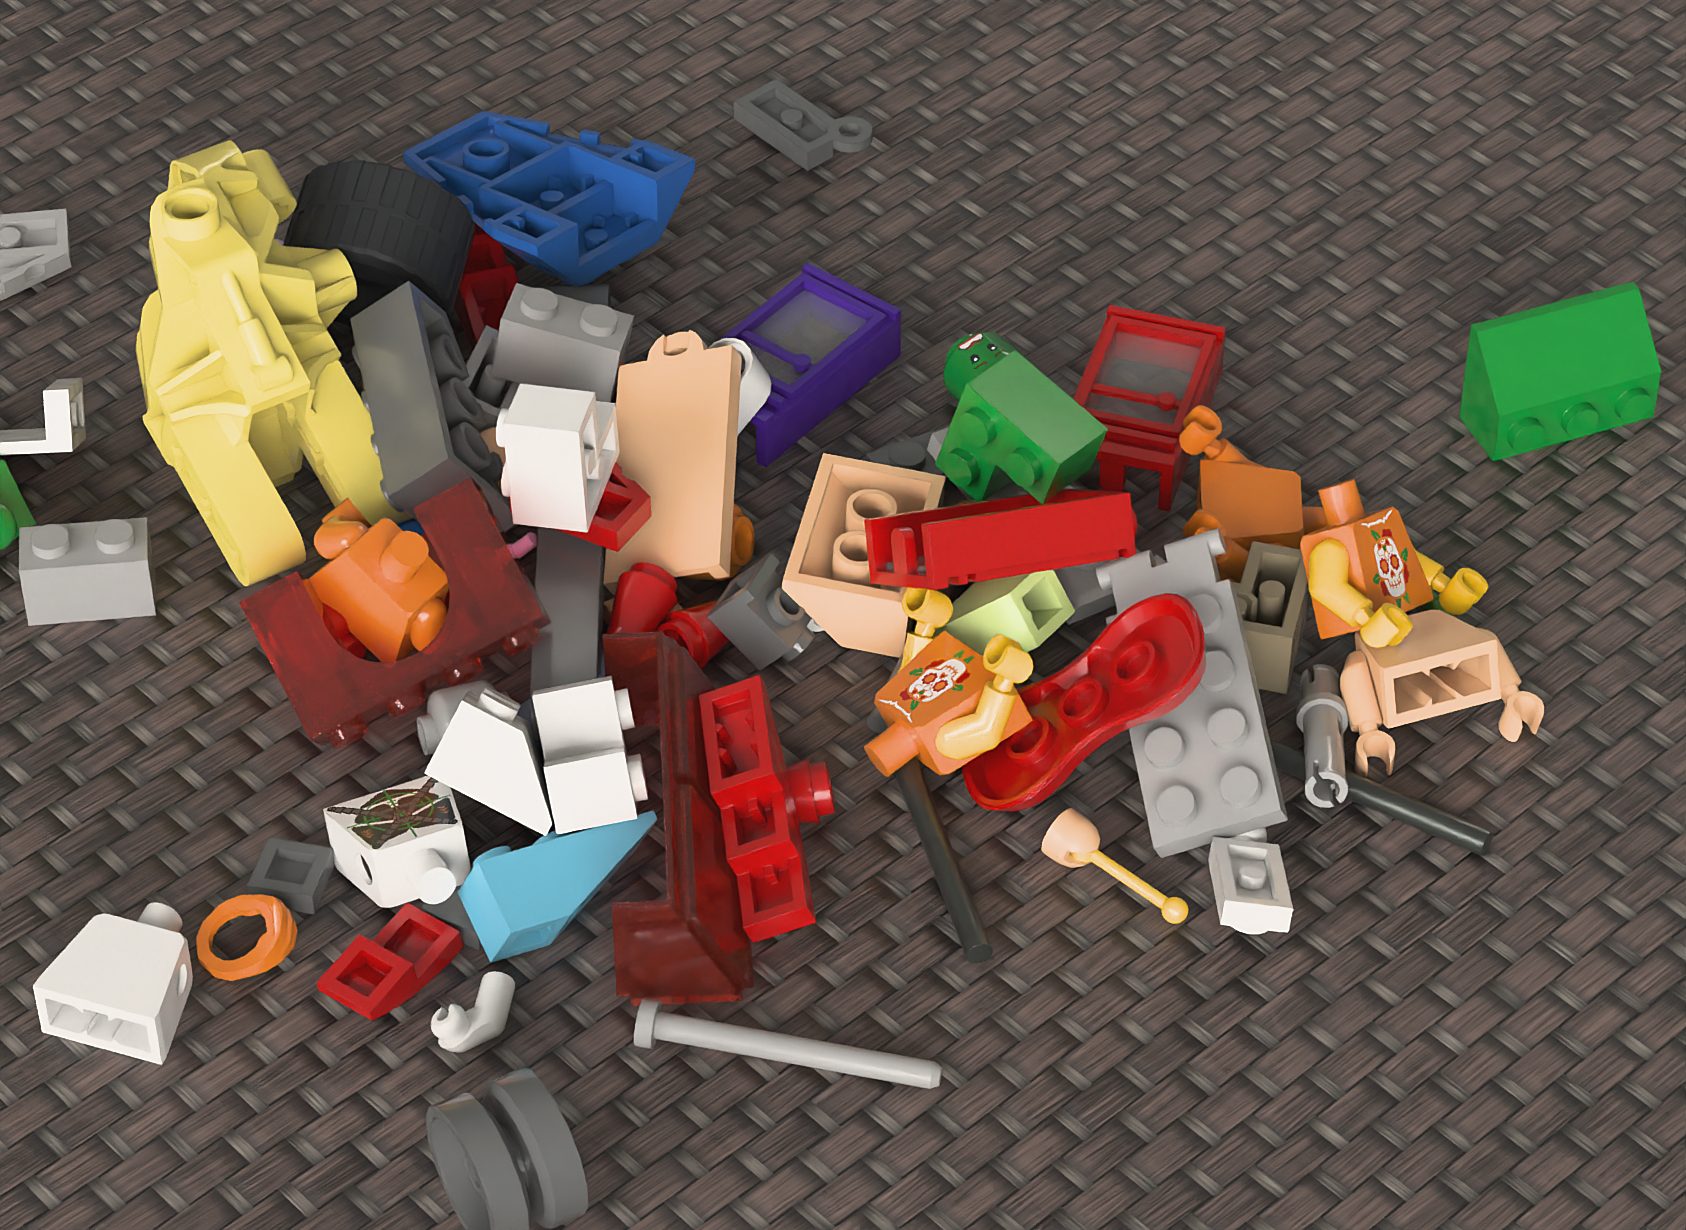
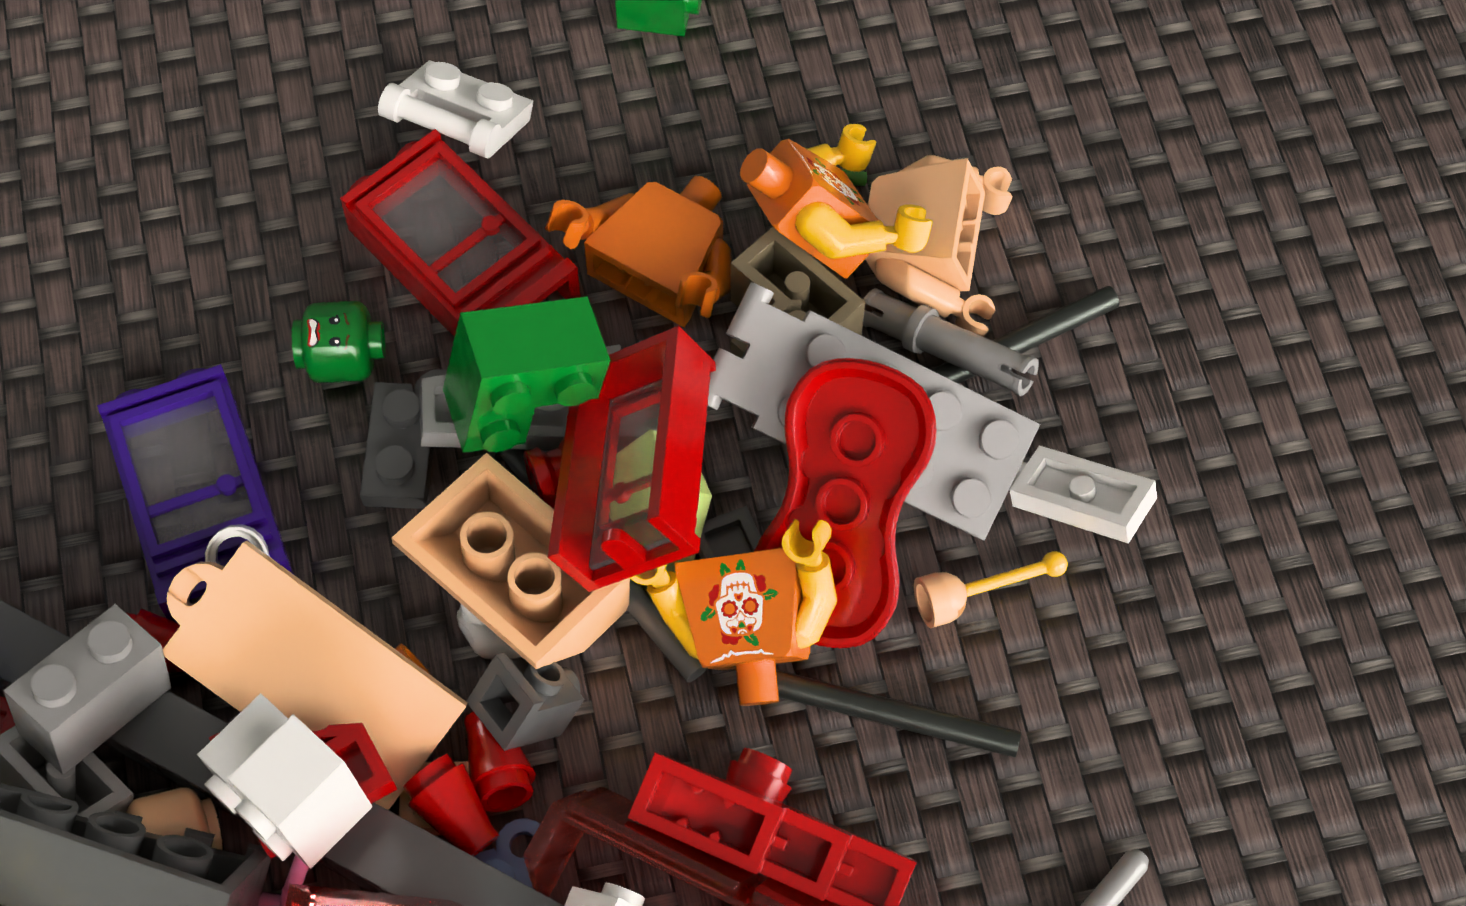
camera: 60 degrees left, 20 degrees up
(1268, 342) = (457, 106): none -> white plate

